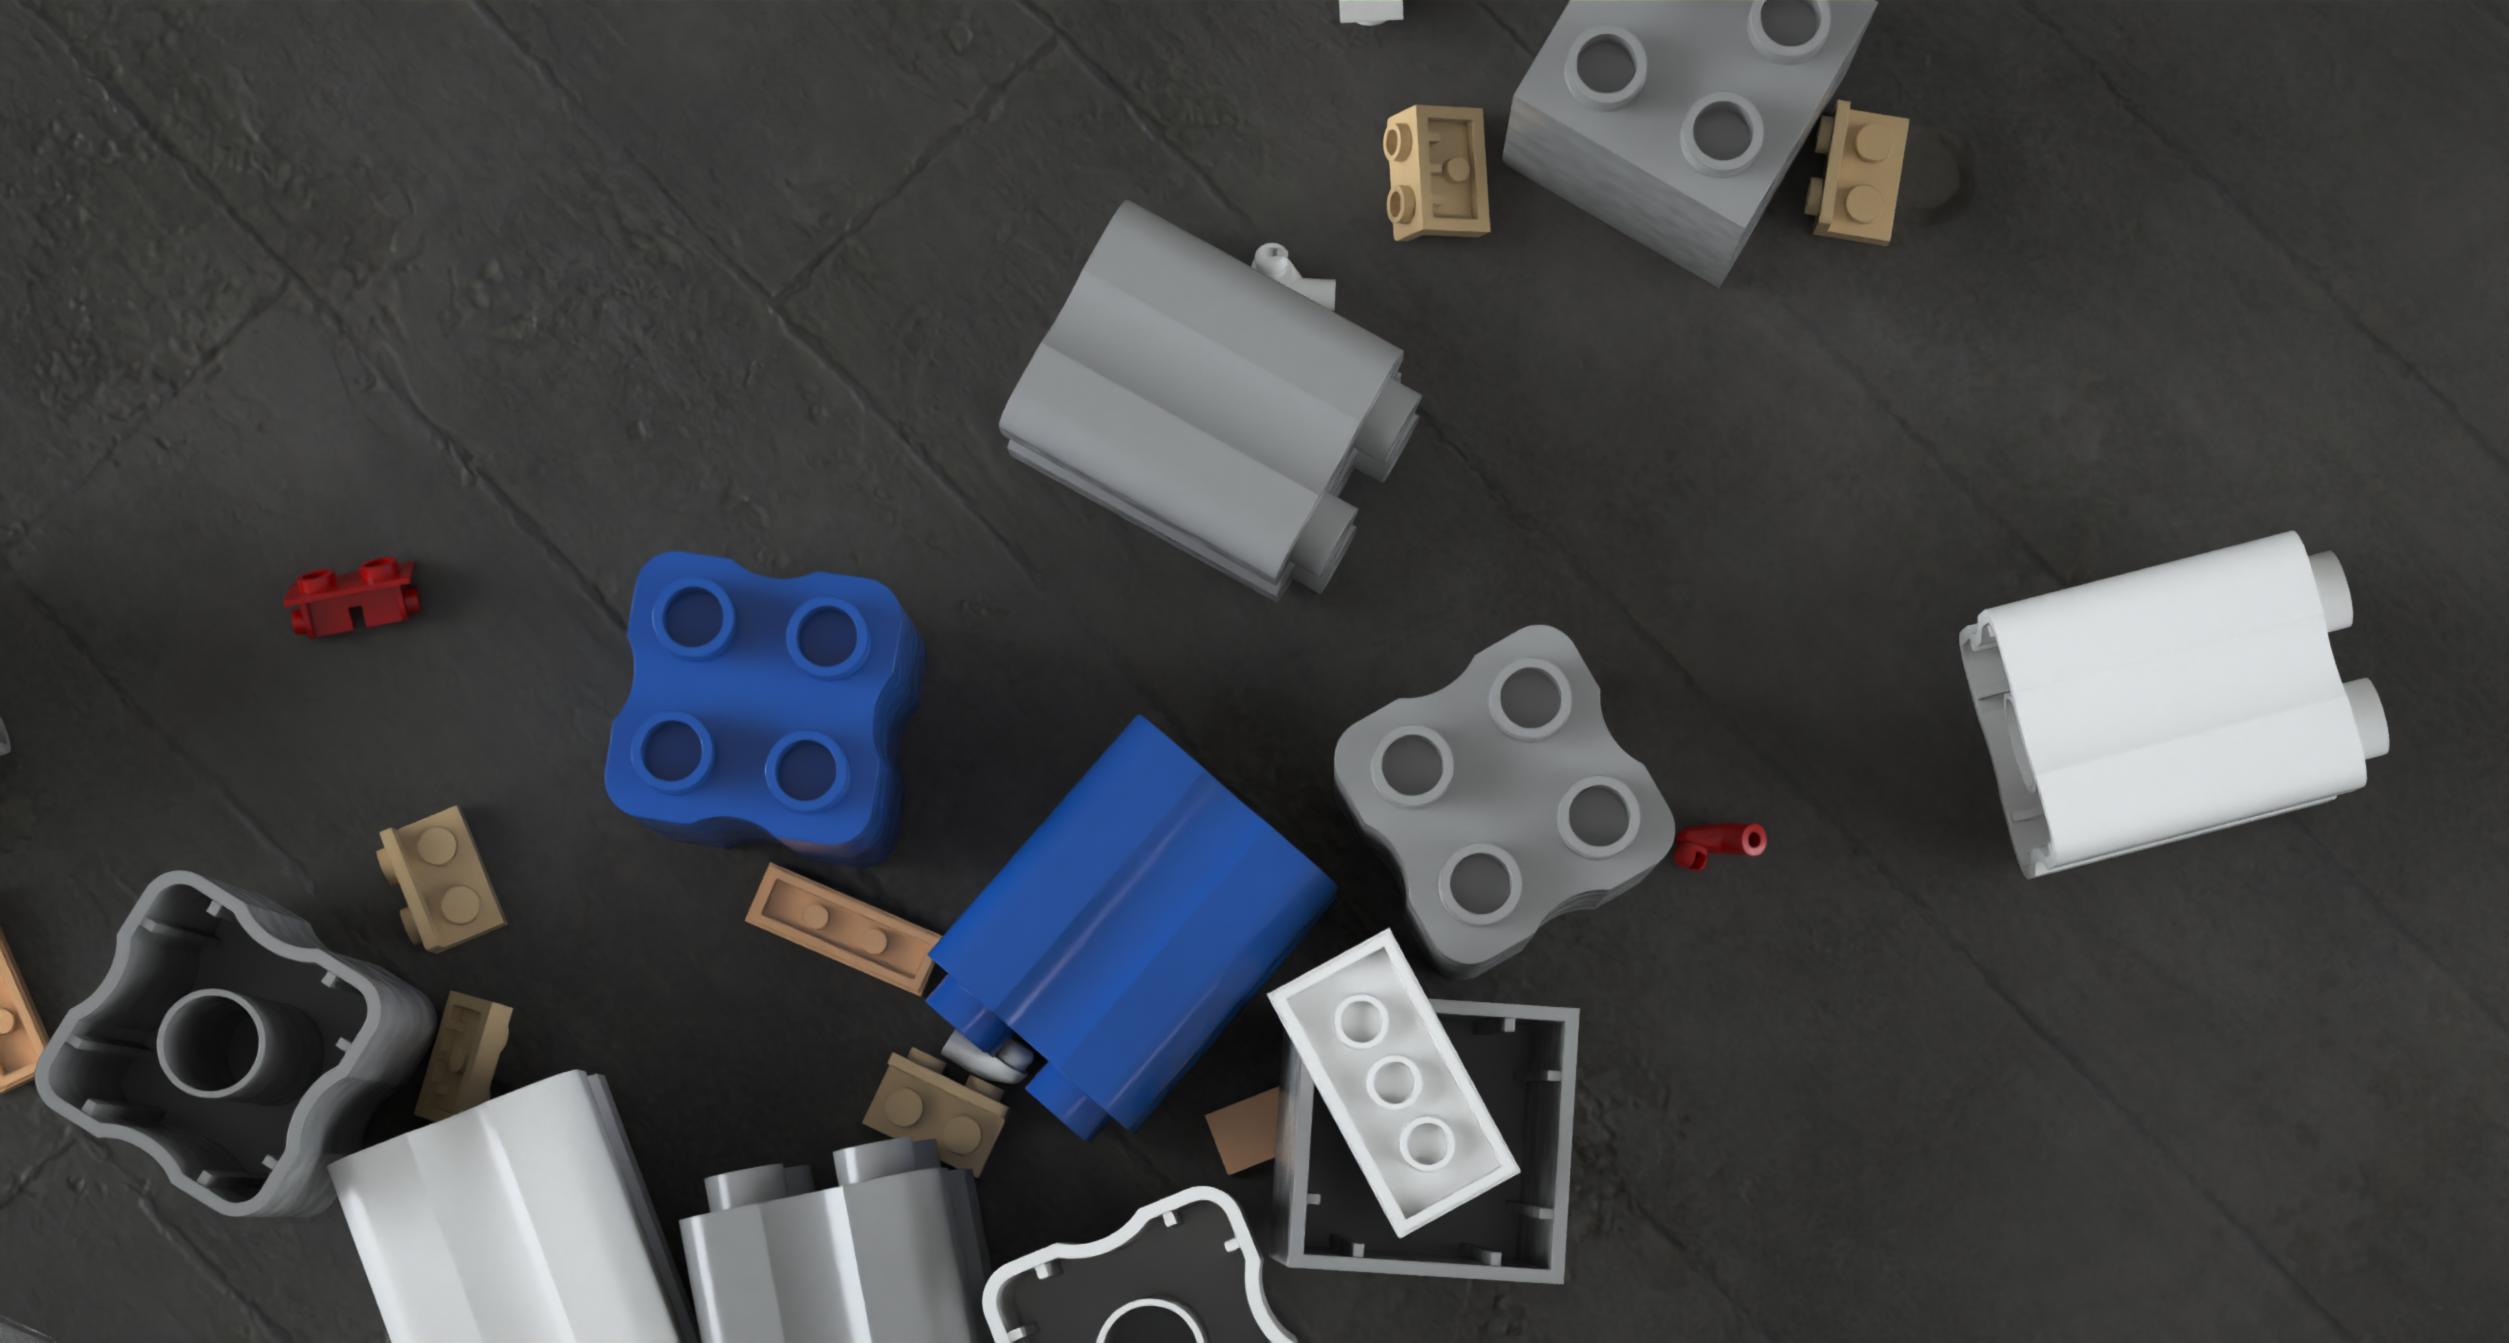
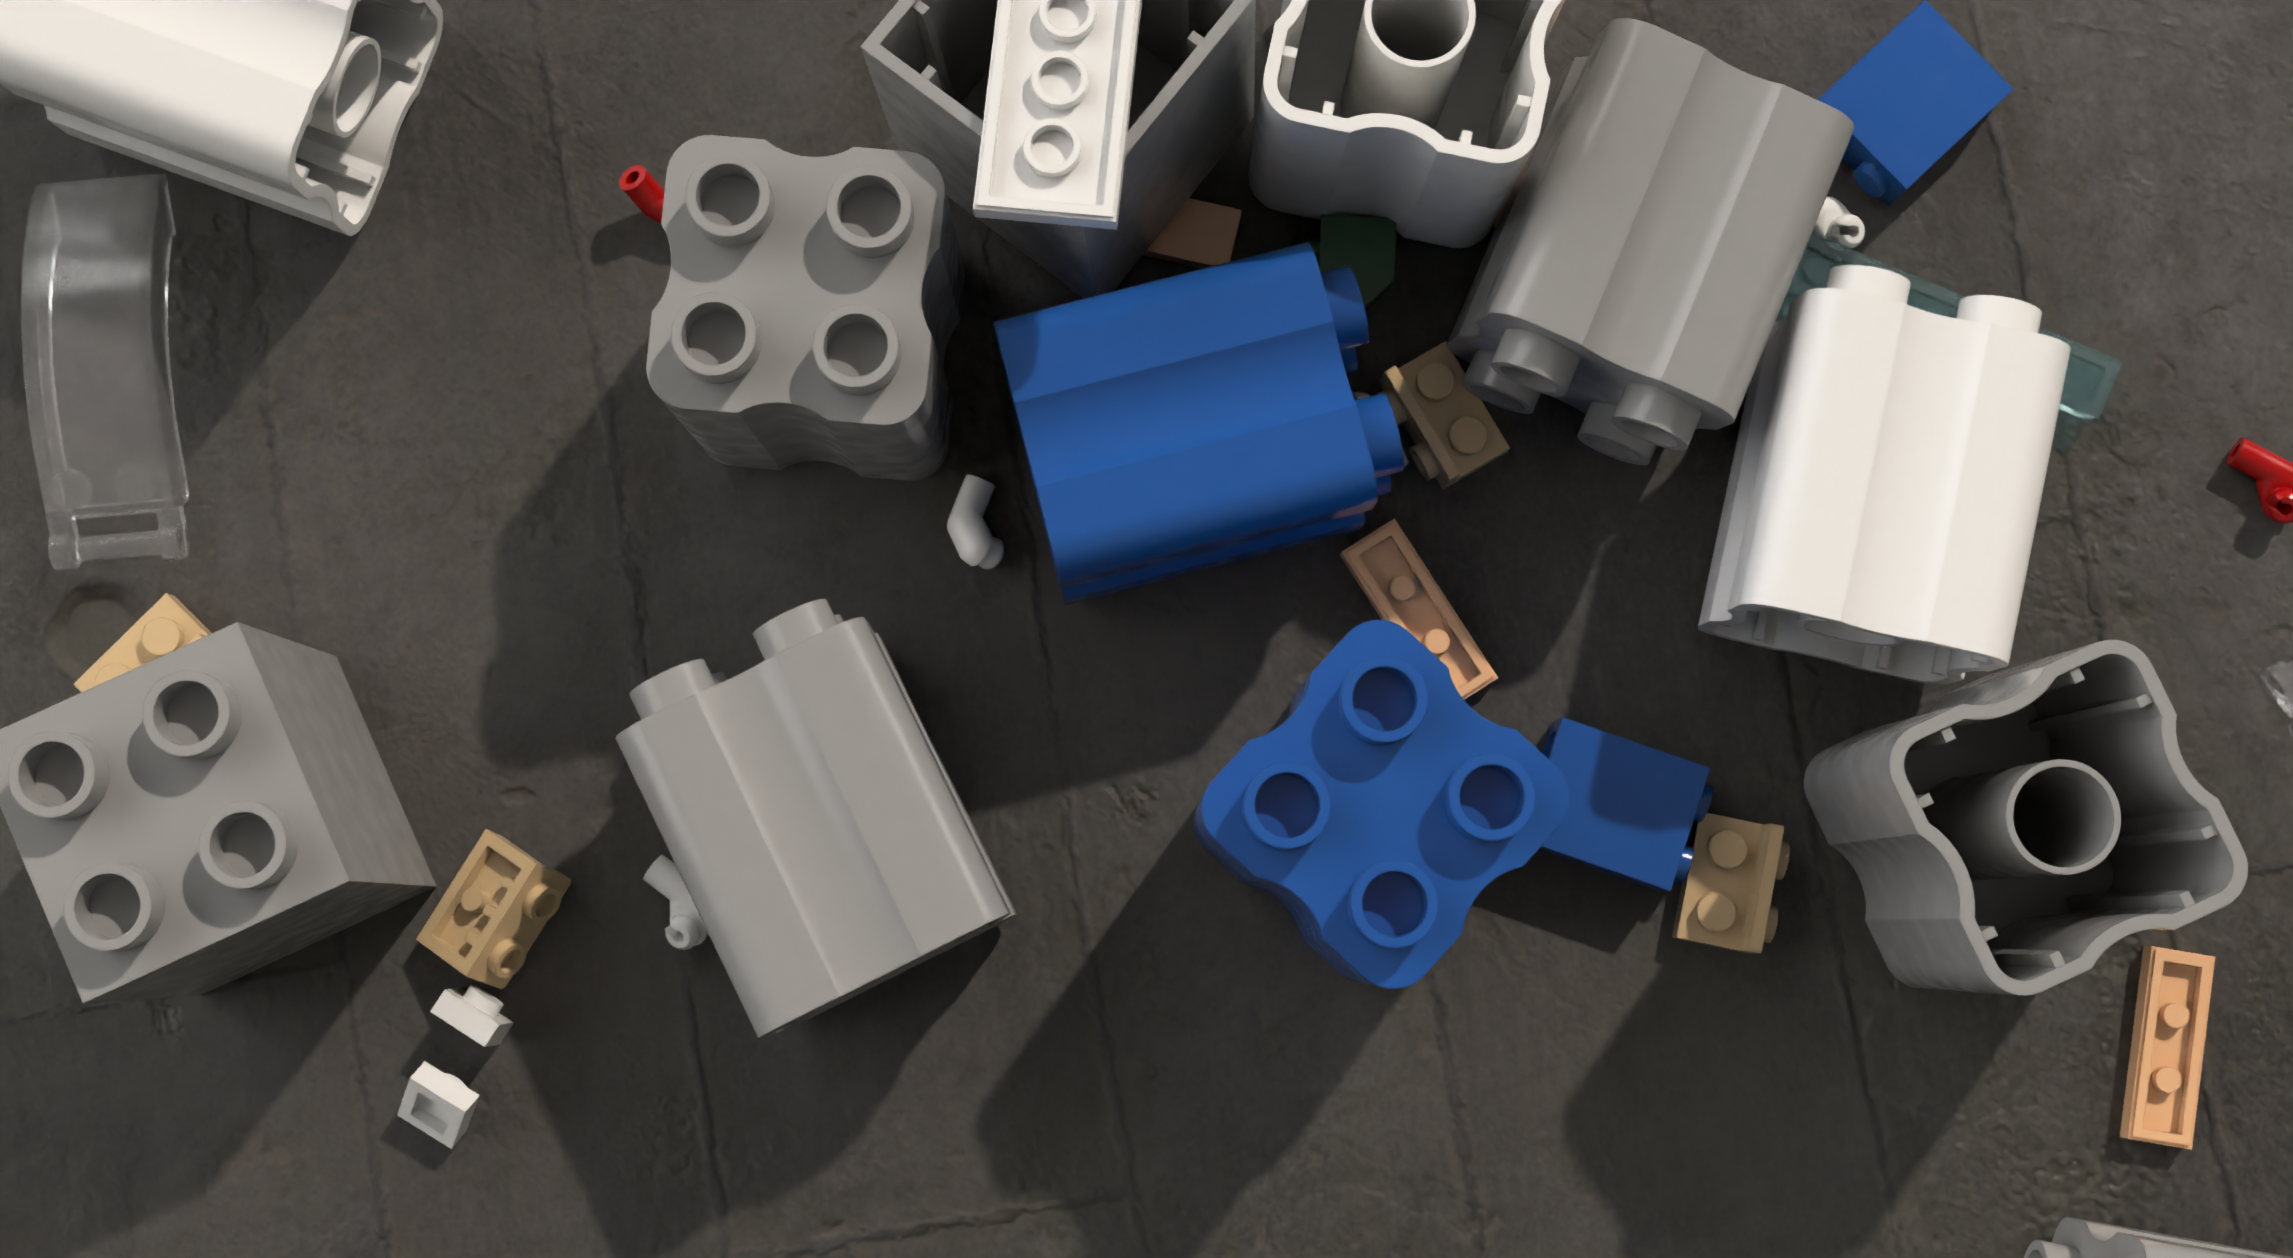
camera: 155 degrees left, 0 degrees up
(328, 598) = (1678, 1191): red hinge -> none
(463, 1056) = (1809, 712): tan bracket -> none
(575, 879) = (1626, 806): none -> blue brick
(1099, 1184) = (1362, 243): none -> dark green slope
(1271, 744) = (968, 527): none -> white arm
(1392, 81) = (474, 1014): none -> white plate
(2080, 390) = (102, 365): none -> clear windscreen

